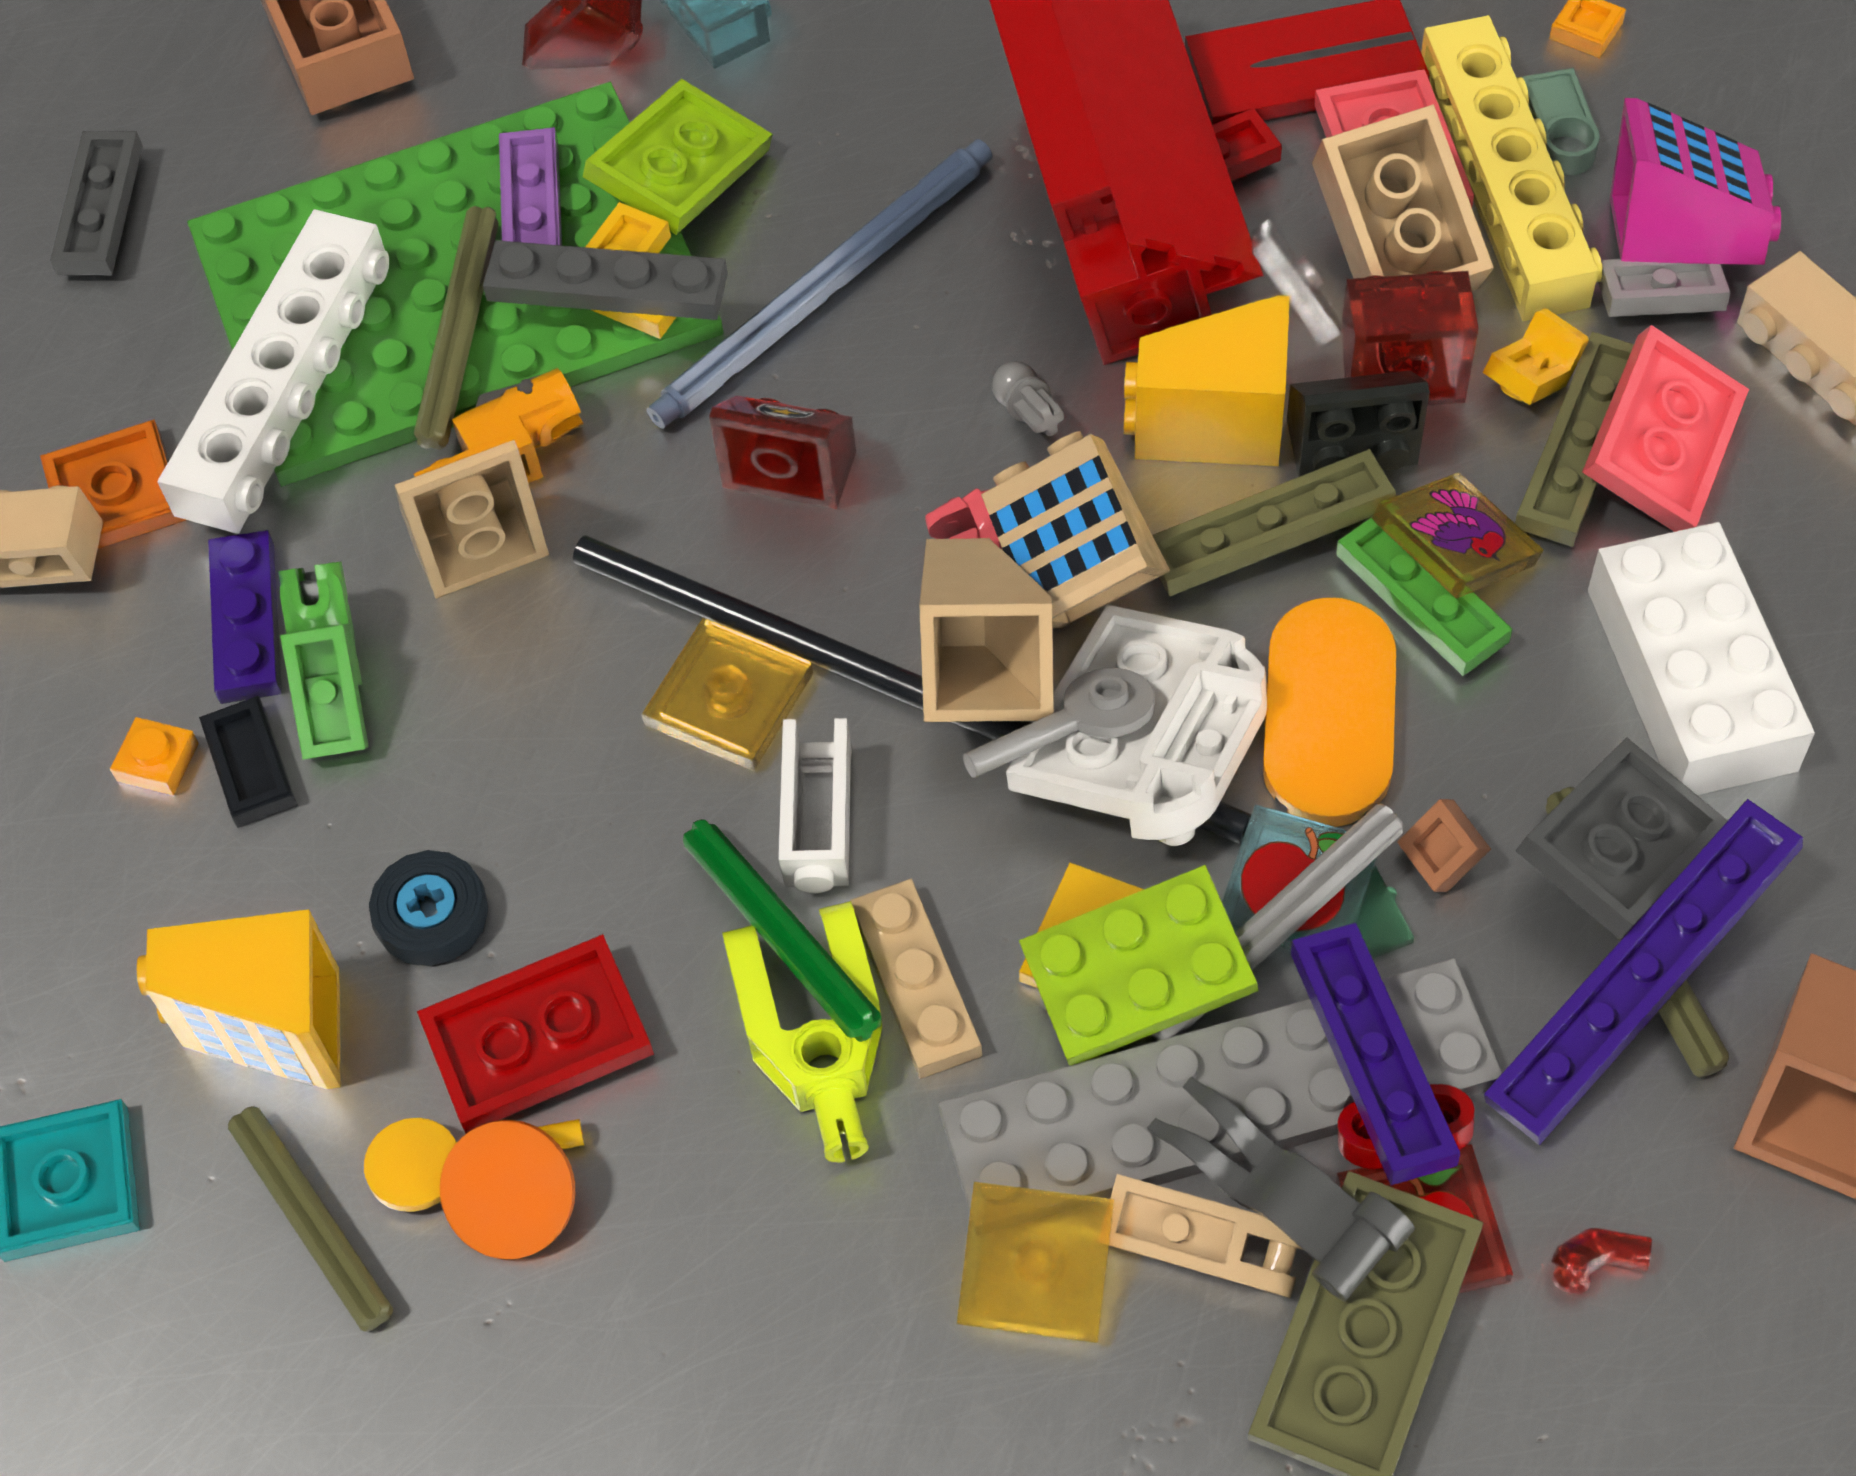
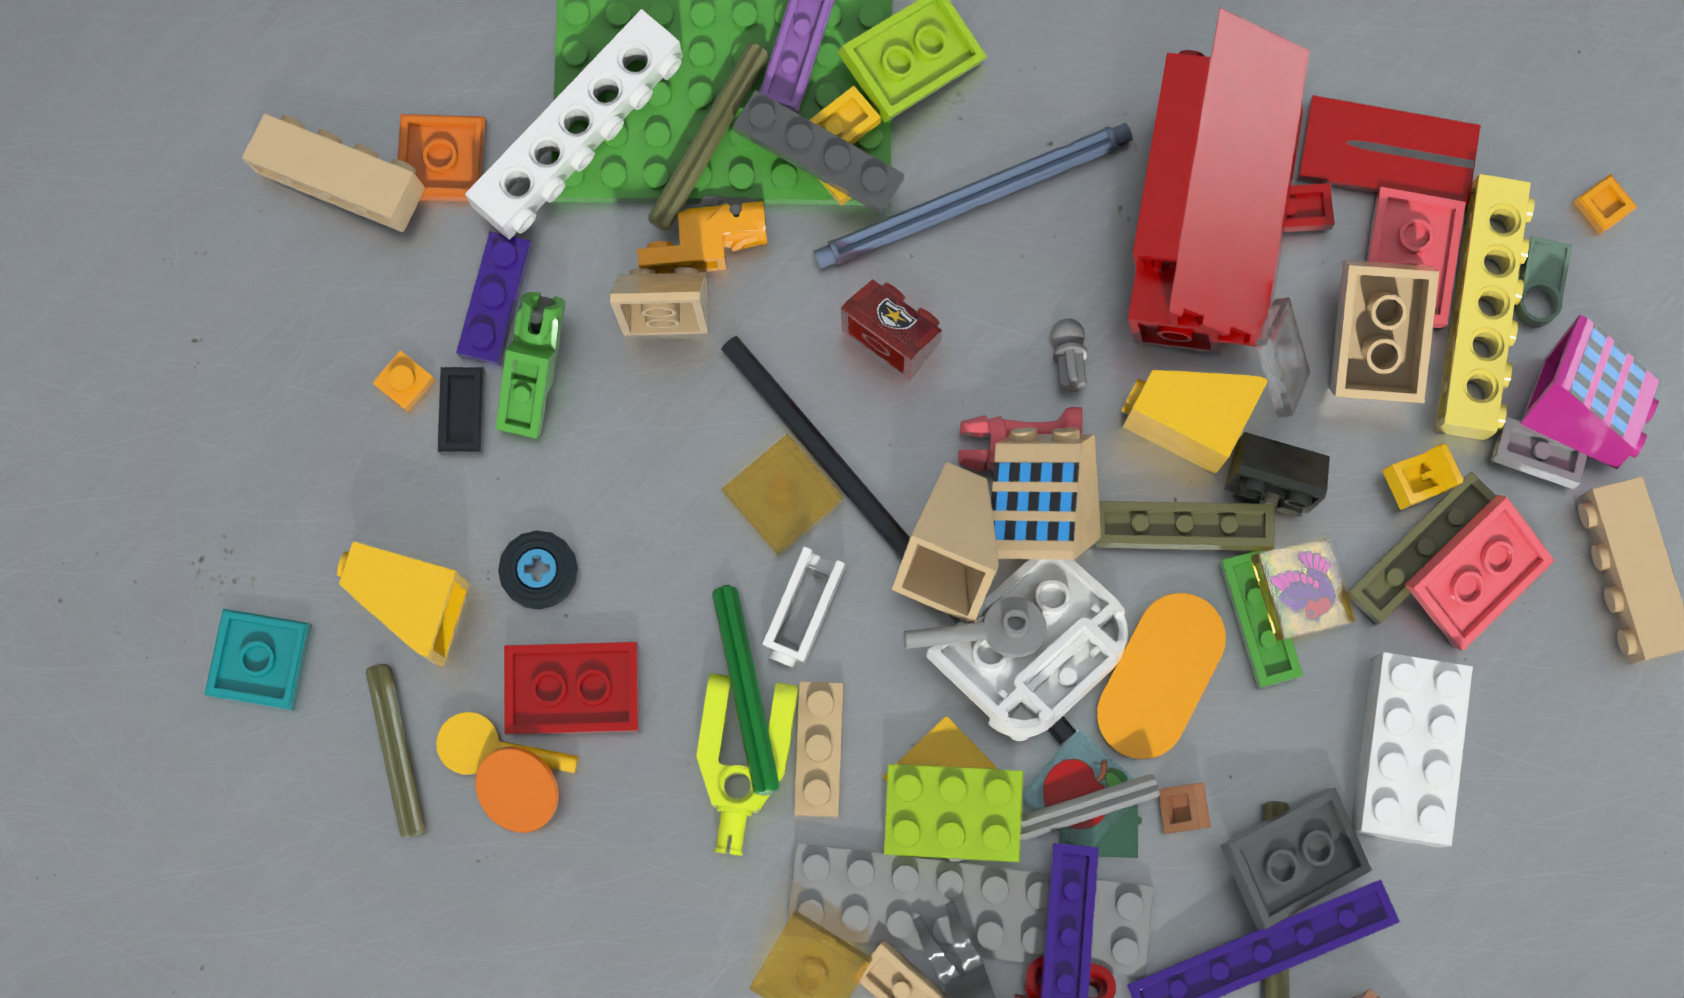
camera: 20 degrees right, 20 degrees up
(1412, 325) = (1343, 427): clear red slope -> none

